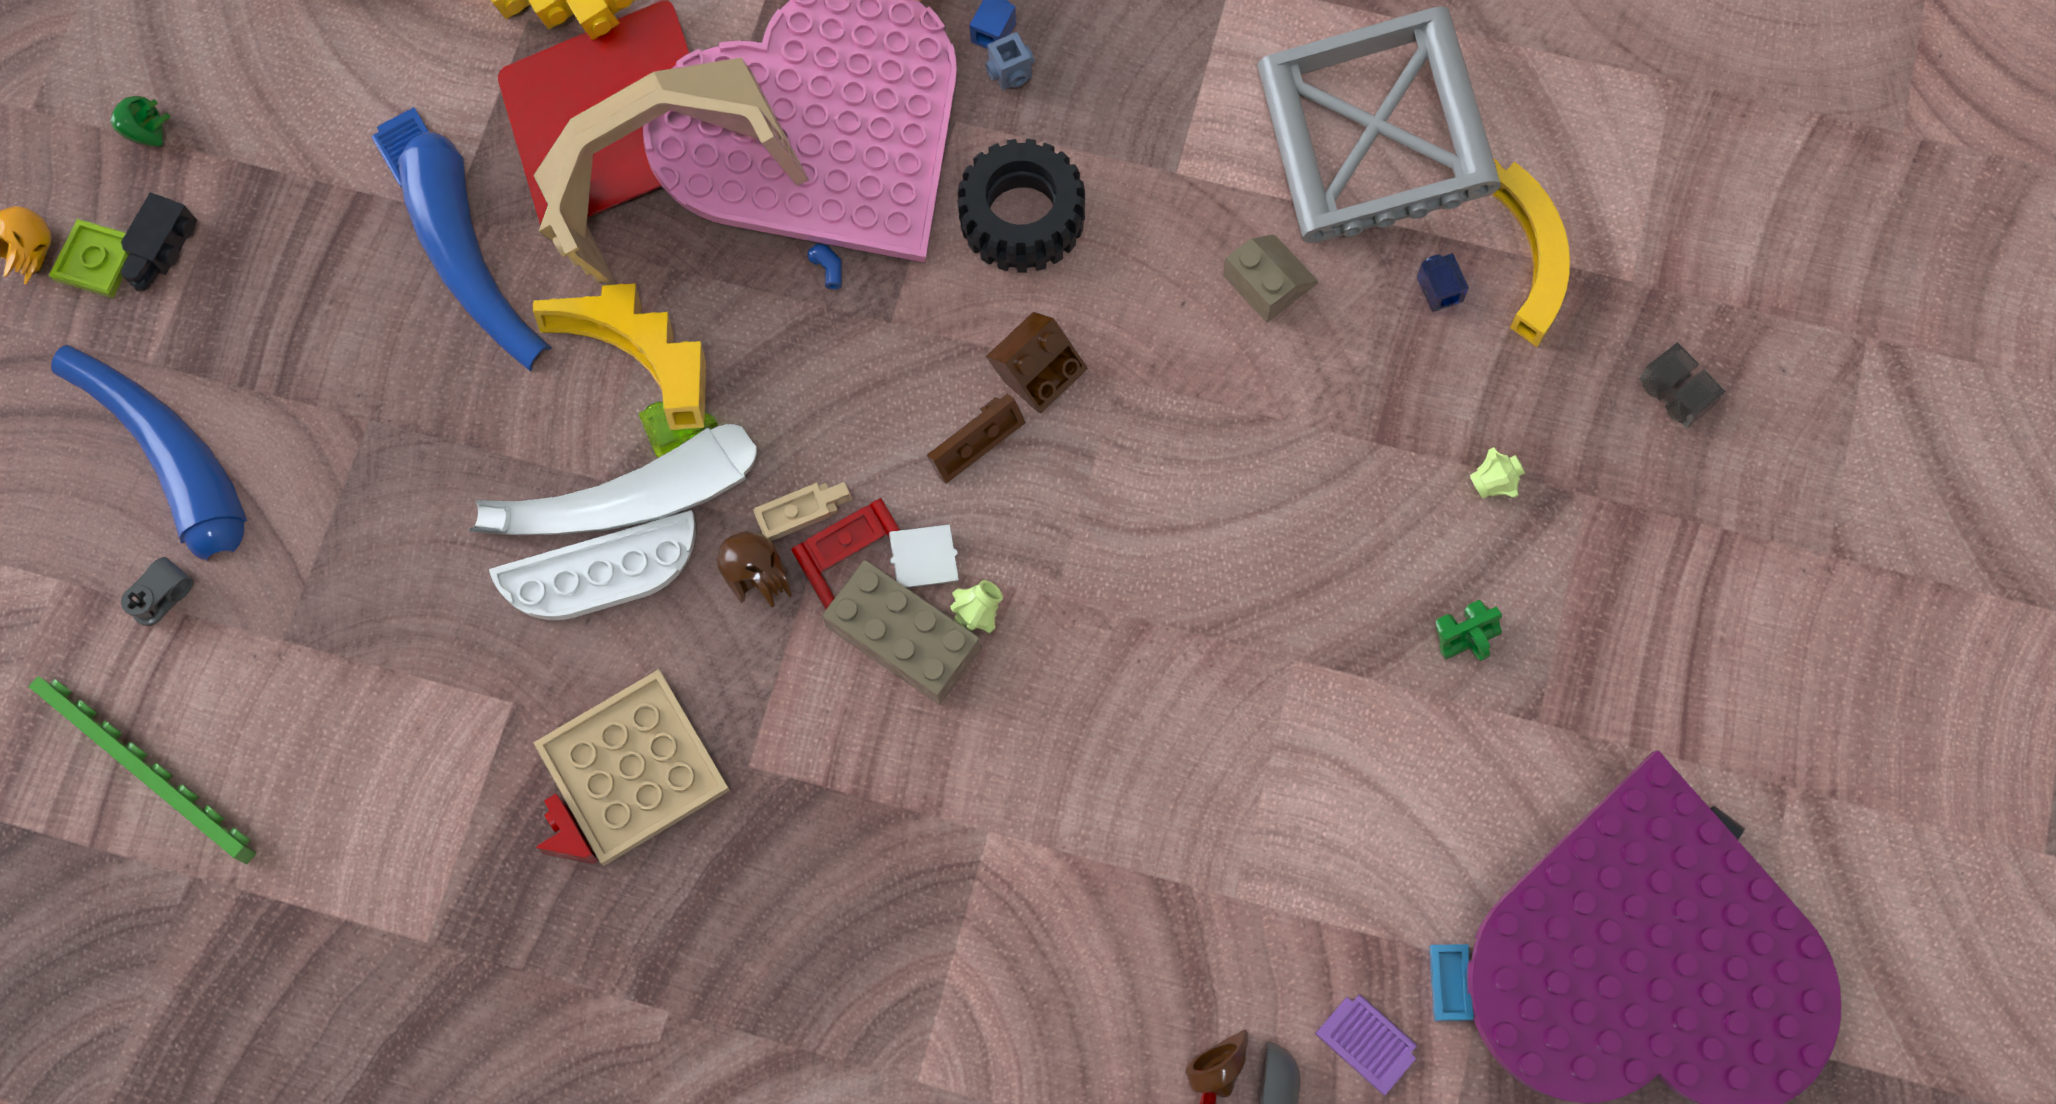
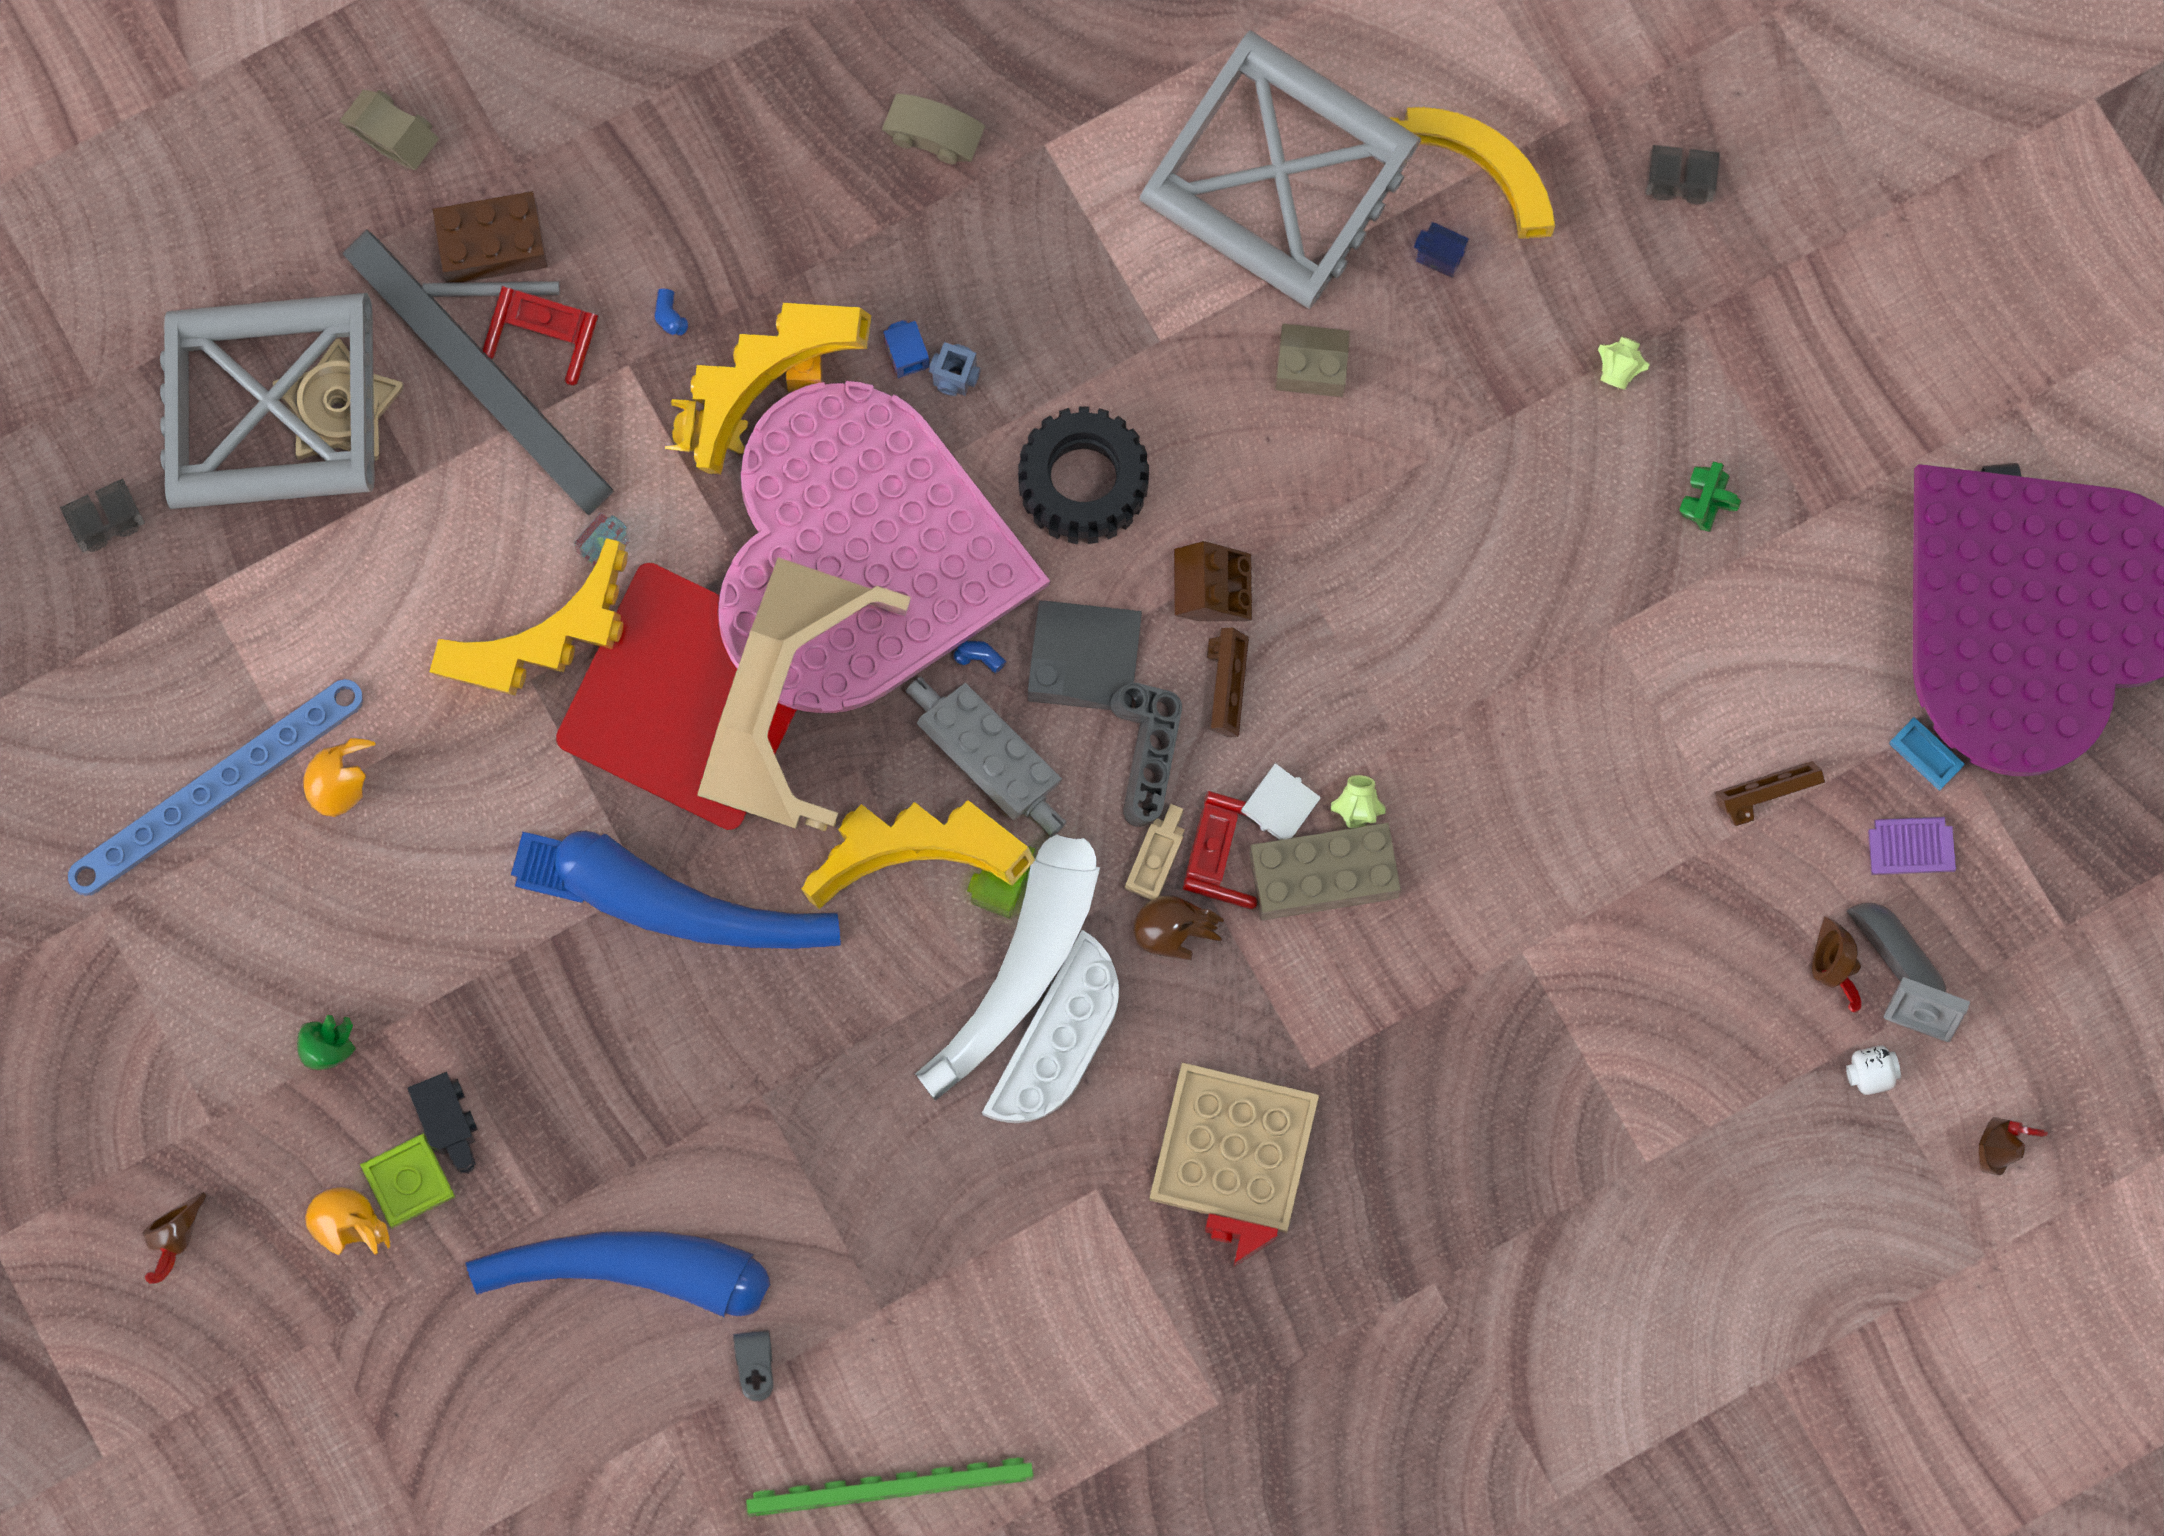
camera: 50 degrees left, 5 degrees up
(760, 333) = (989, 753): none -> light grey plate
(862, 433) = (1145, 754): none -> dark grey beam
(895, 329) = (1083, 654): none -> dark grey slope
(1266, 876) = (1739, 799): none -> reddish brown hinge

